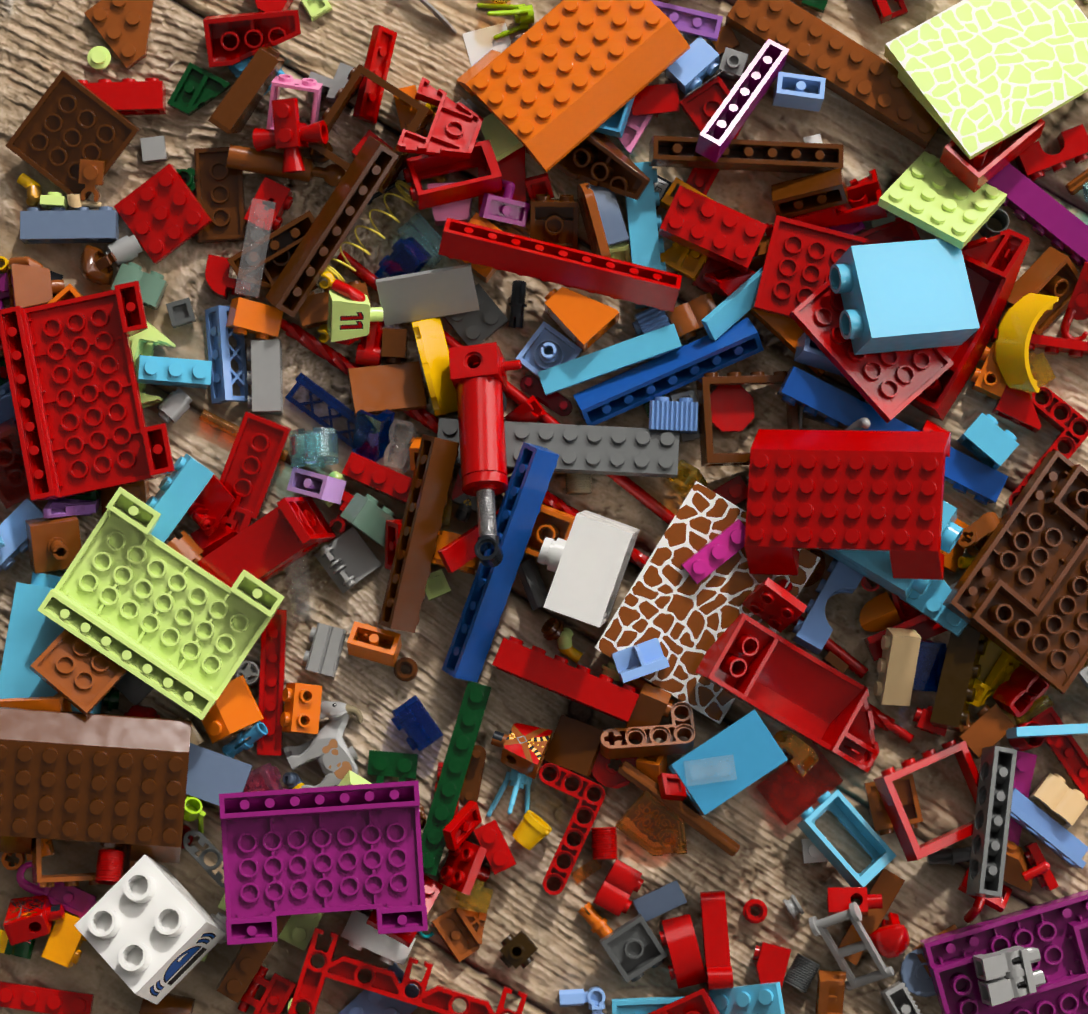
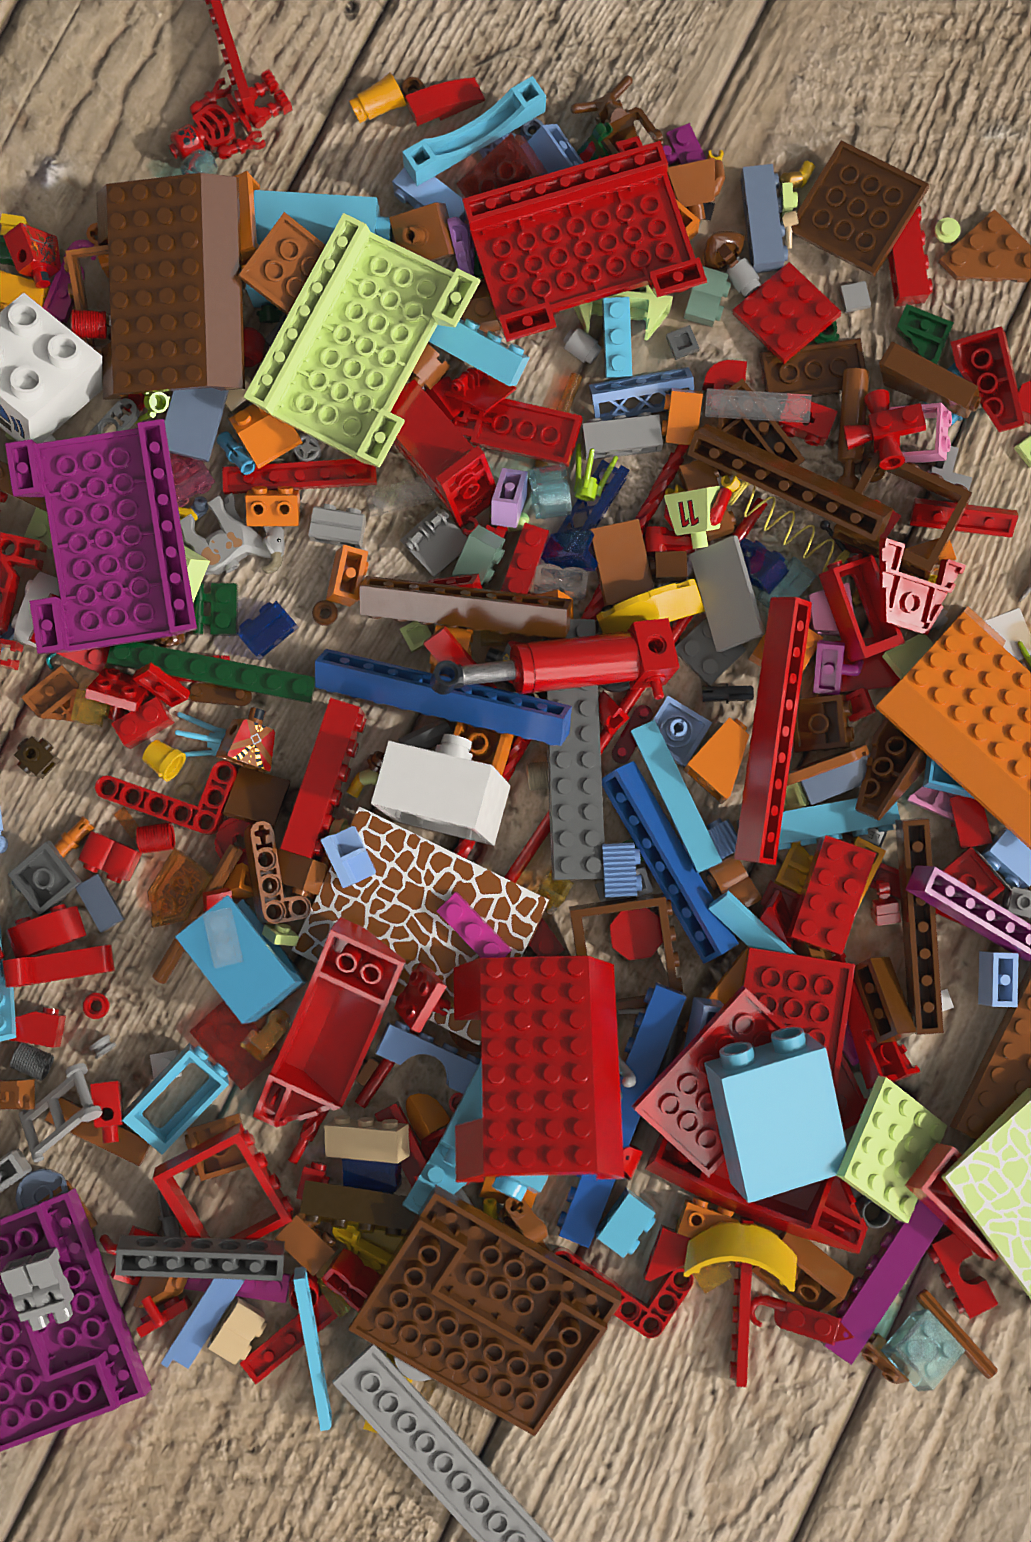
camera: 85 degrees right, 0 degrees up
(91, 174) = (819, 232): dark orange plate -> none
(311, 413) = (586, 488): none -> lime plant
(704, 730) = (280, 934): none -> yellowish green plate
(728, 184) = (886, 908): none -> red piece
(891, 938) = (73, 1156): red piece -> none

